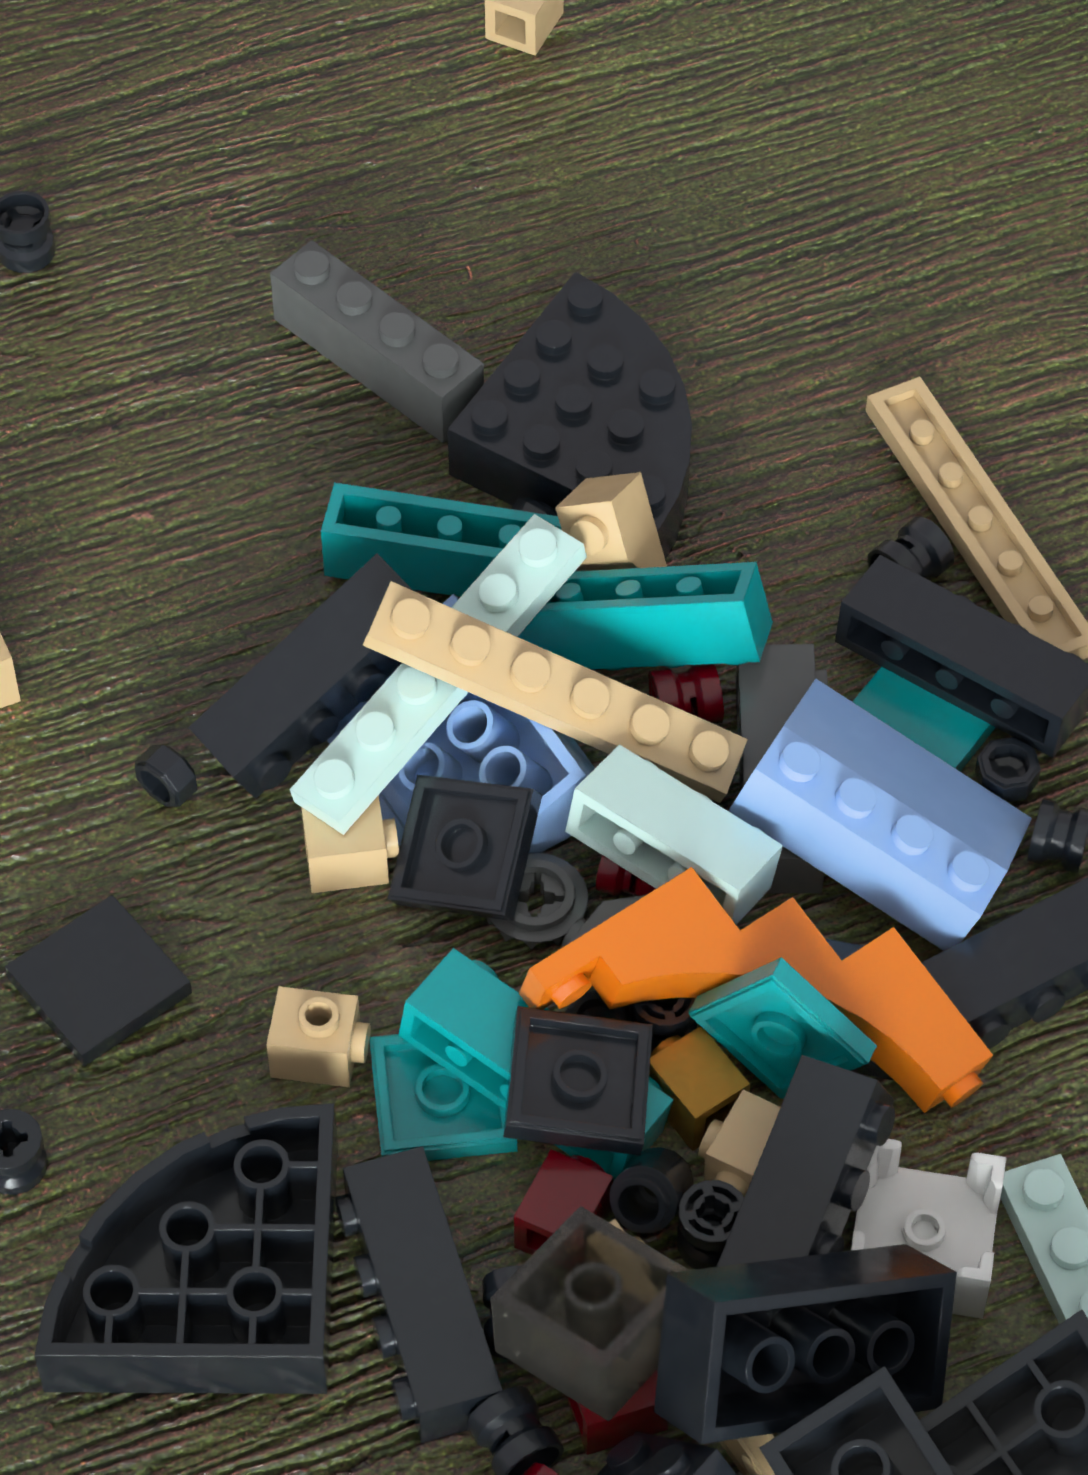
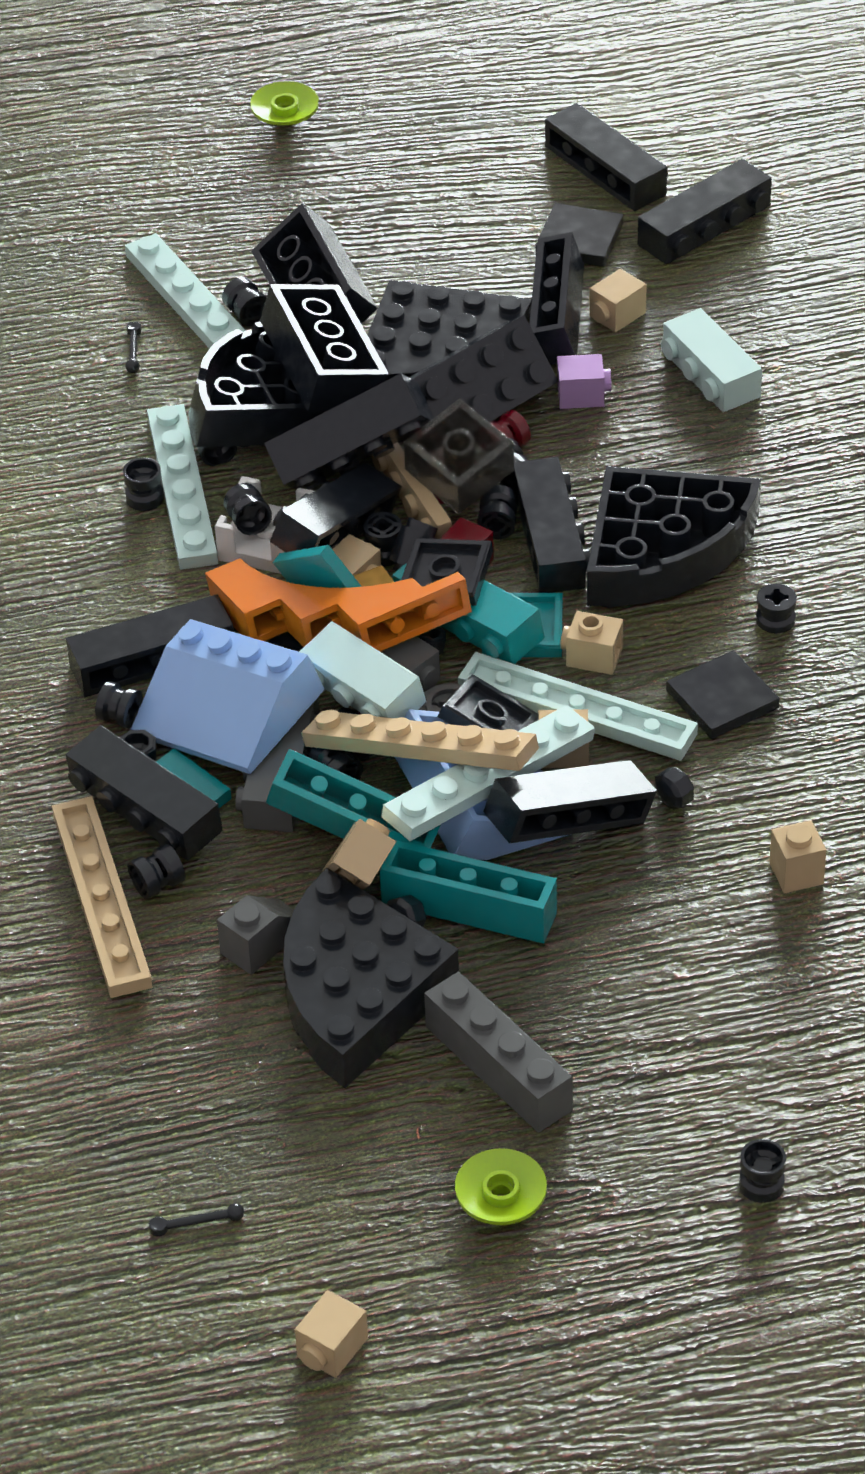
camera: 170 degrees left, 10 degrees down
(320, 912) = (607, 713): none -> light aqua plate
(350, 180) = (498, 1173): none -> lime dish
(736, 487) = (253, 931): none -> dark grey slope
(764, 127) = (159, 1225): none -> black hinge
(961, 1215) = (247, 509): none -> black wheel

